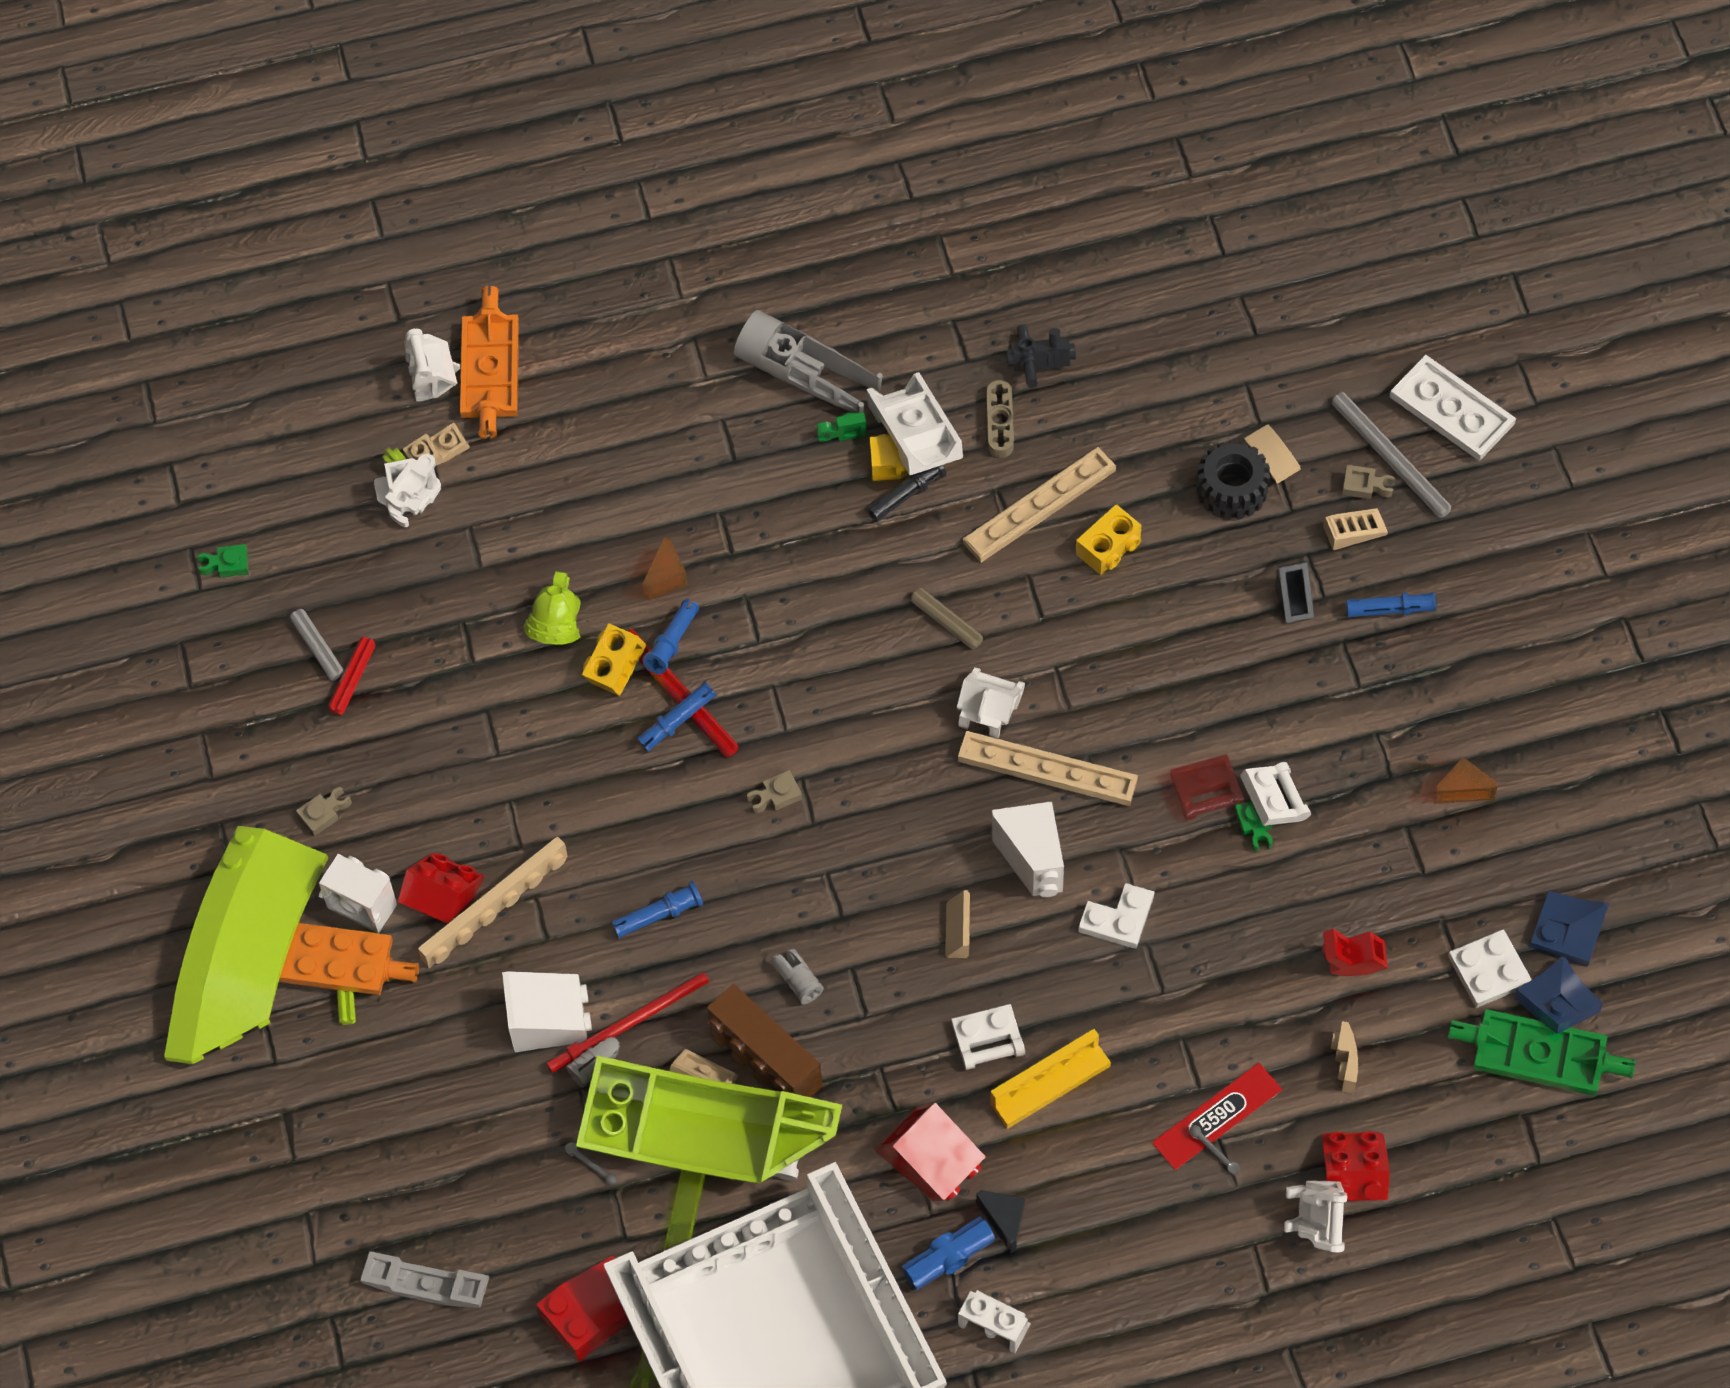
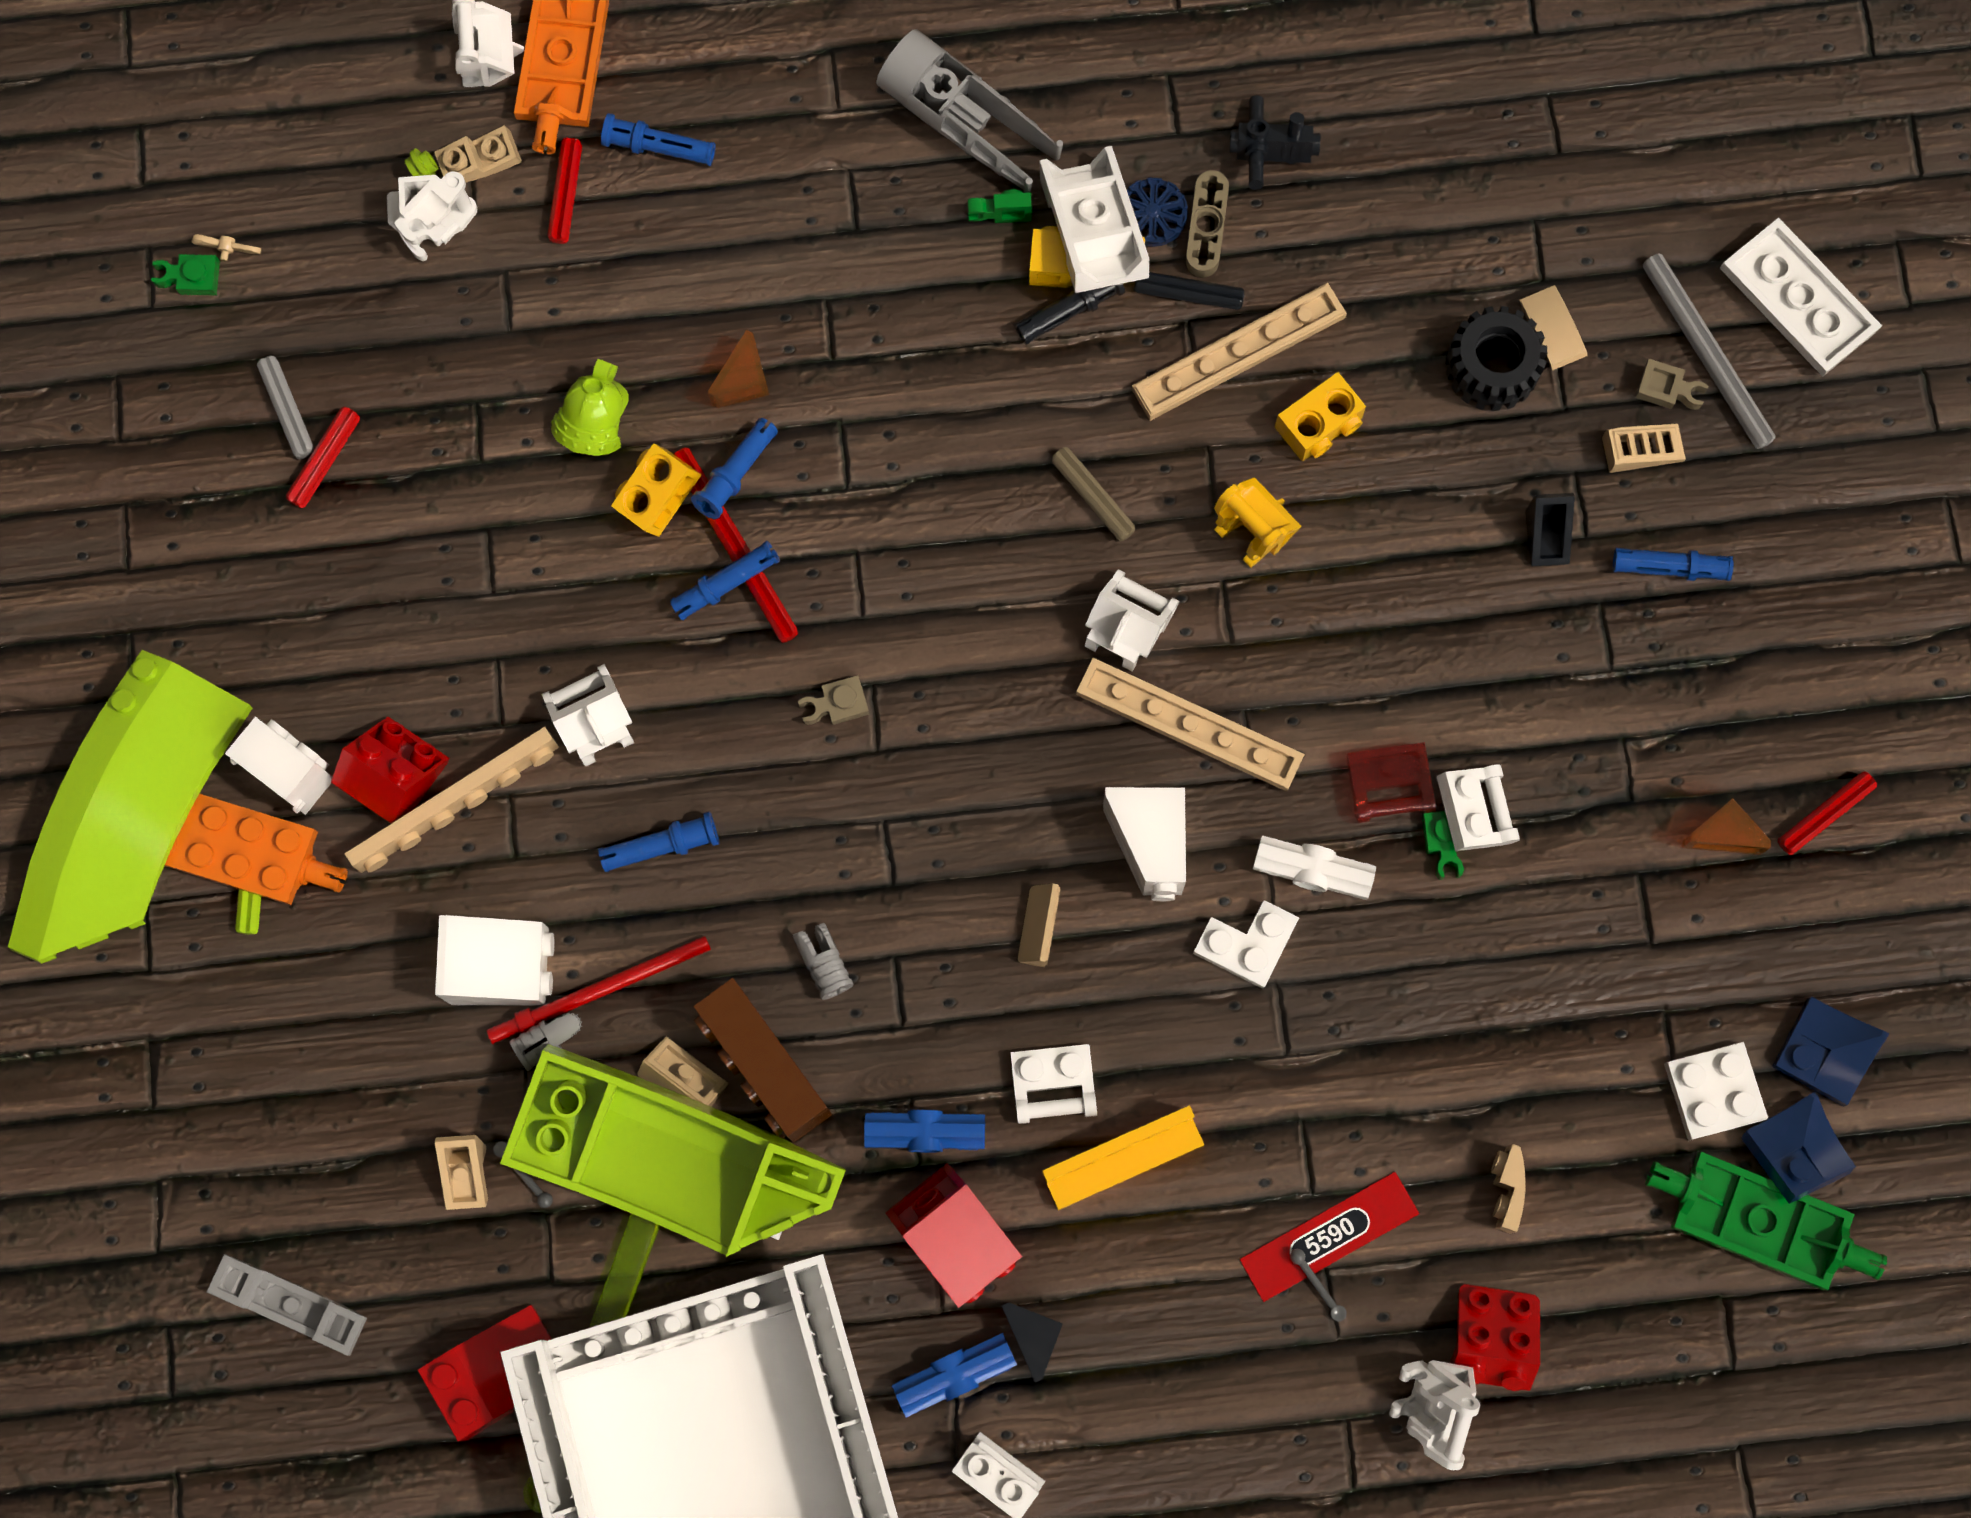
camera: 10 degrees right, 15 degrees up
(250, 537) = (225, 245): none -> tan piece
(321, 813) = (255, 639): dark tan plate -> none
(507, 462) = (564, 190): none -> red axle
(545, 1162) = (462, 1171): none -> tan slope
(560, 417) = (640, 138): none -> blue pin
(590, 826) = (592, 720): none -> white piece
(896, 1083) = (924, 1131): none -> blue piece
(961, 415) = (1154, 211): none -> dark blue wheel
(995, 466) = (1191, 290): none -> black axle
(1068, 609) = (1260, 513): none -> yellow piece
(1159, 854) = (1314, 867): none -> white piece
(1354, 955) = (1544, 1047): red brick -> none
(1537, 762) = (1827, 813): none -> red axle

